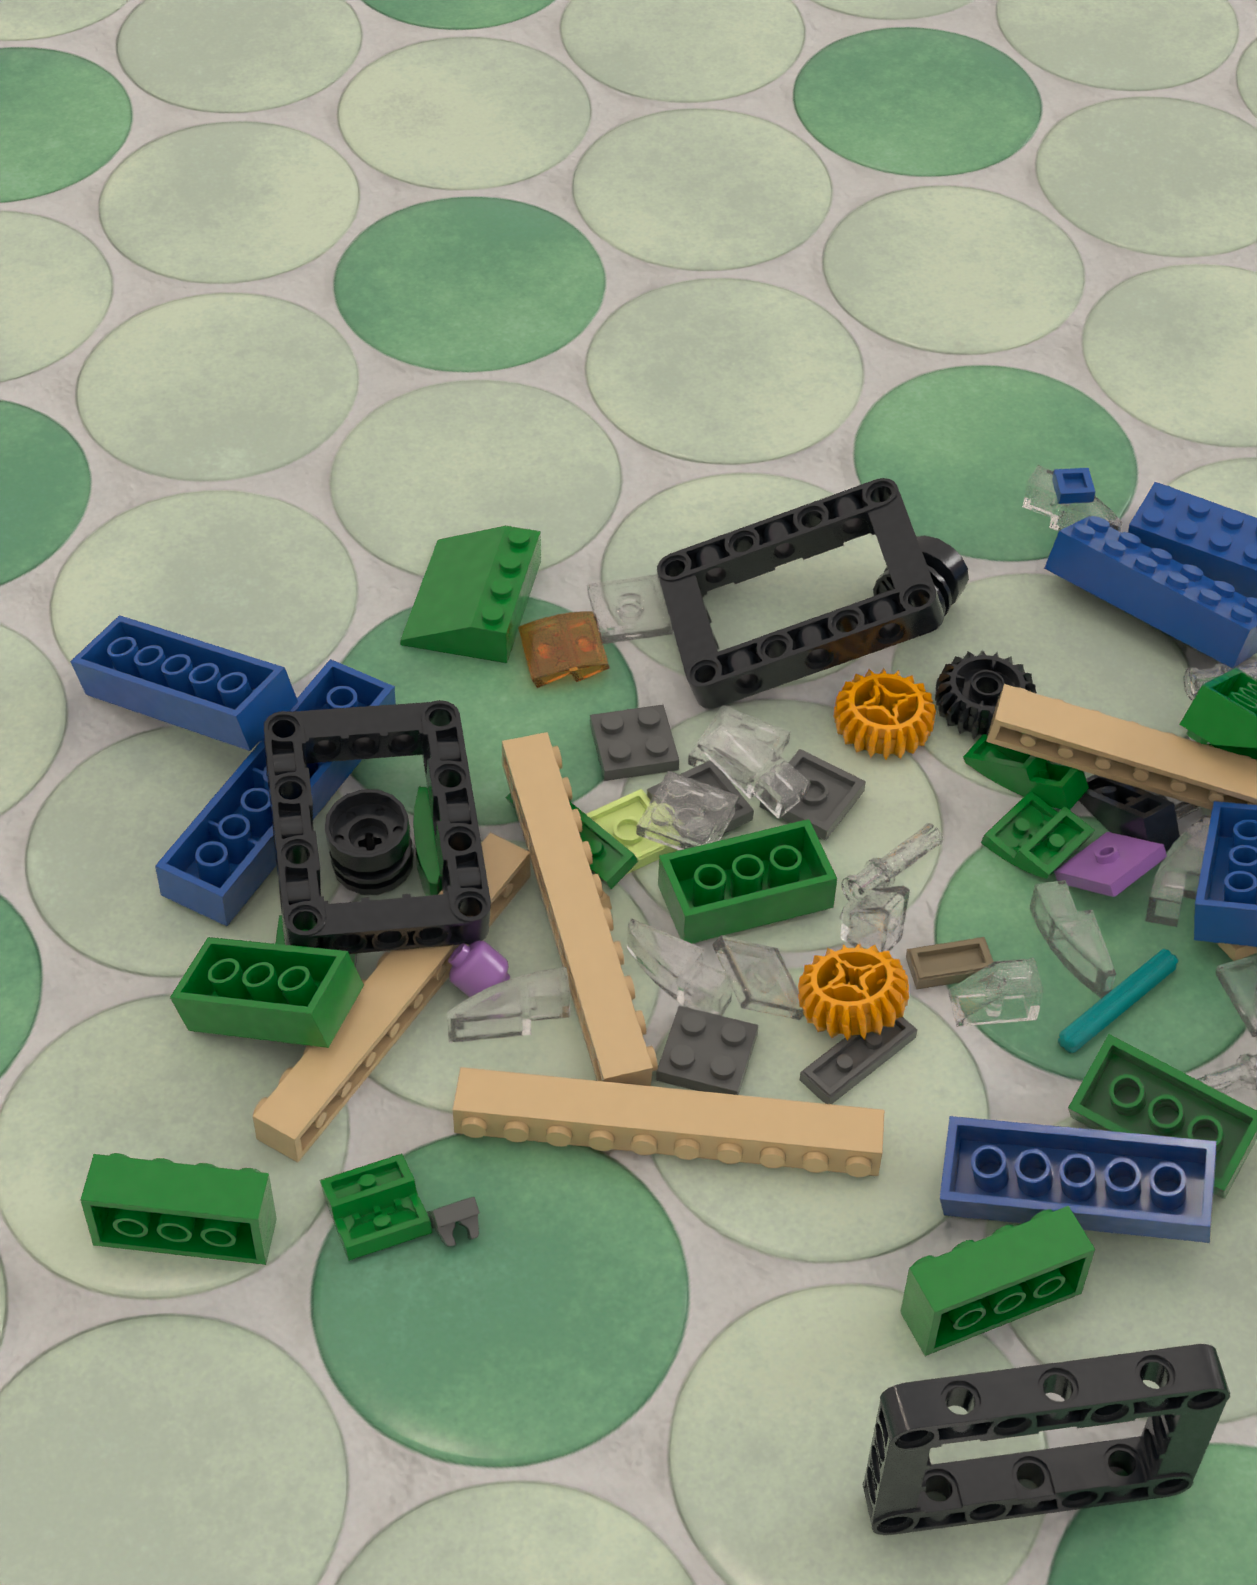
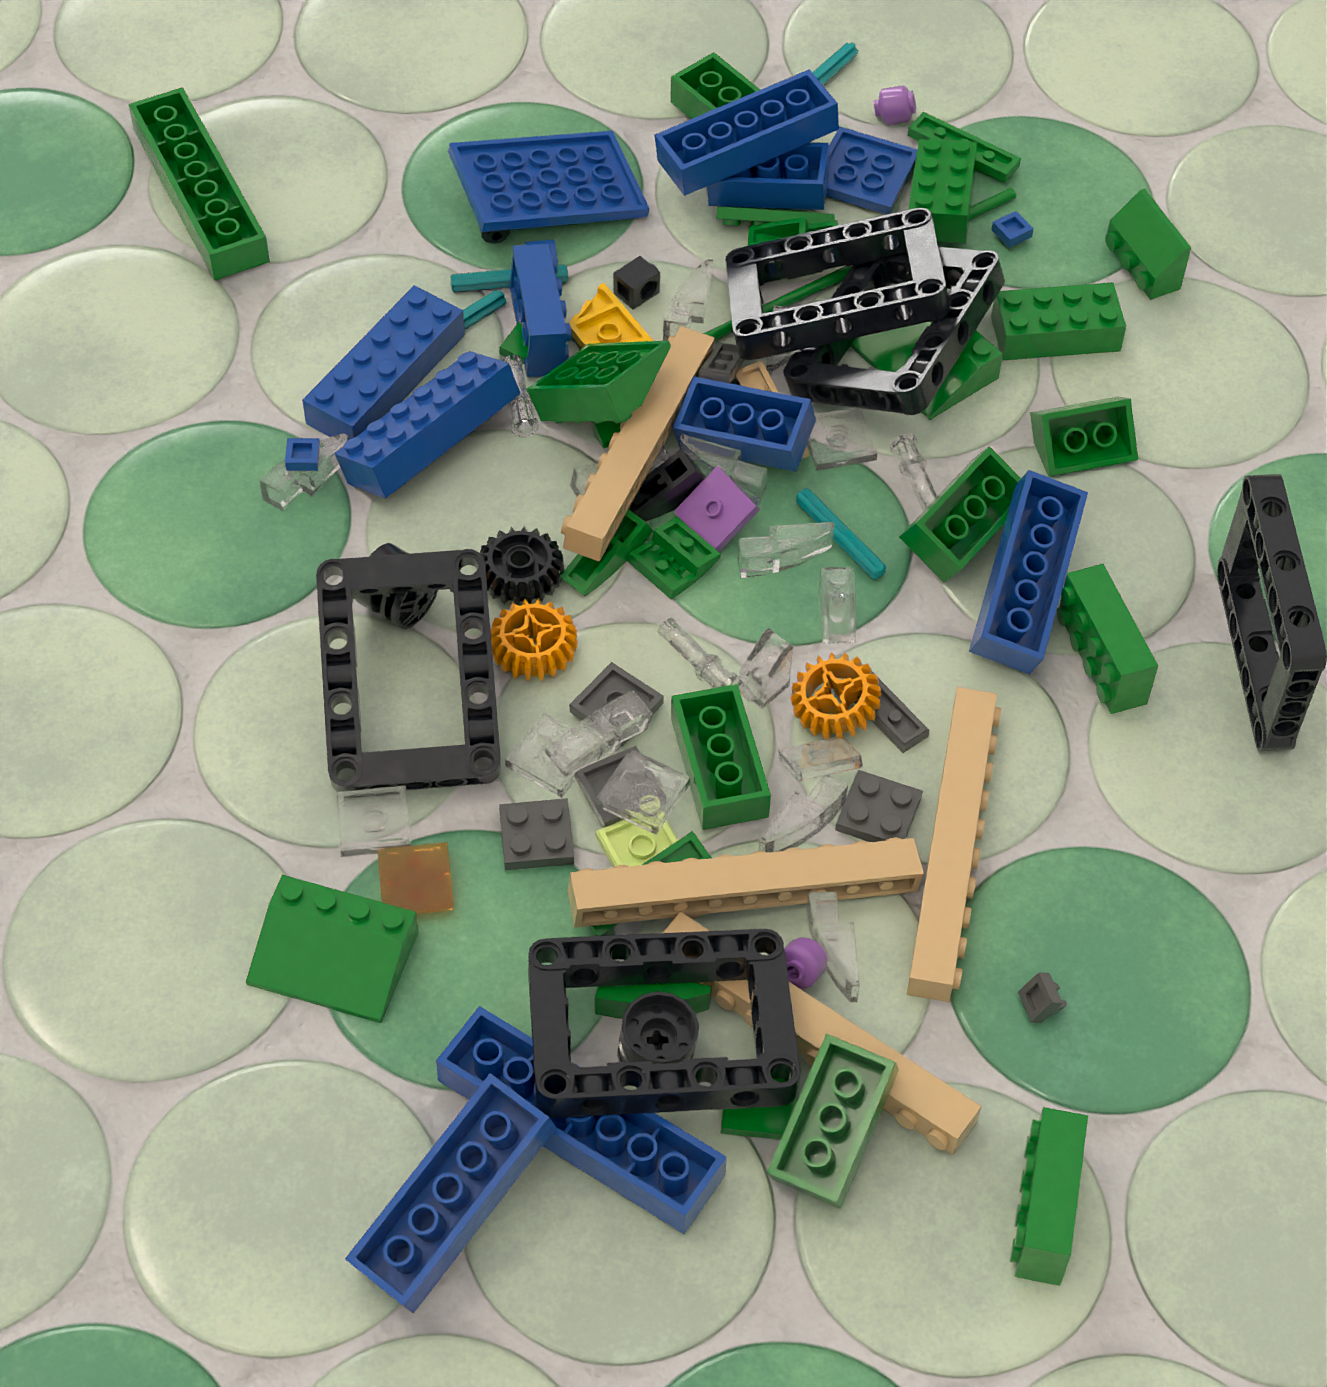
camera: 85 degrees left, 5 degrees up
(375, 1206) = (1026, 1059): green slope -> none
(947, 962) = (797, 630): dark tan tile -> none

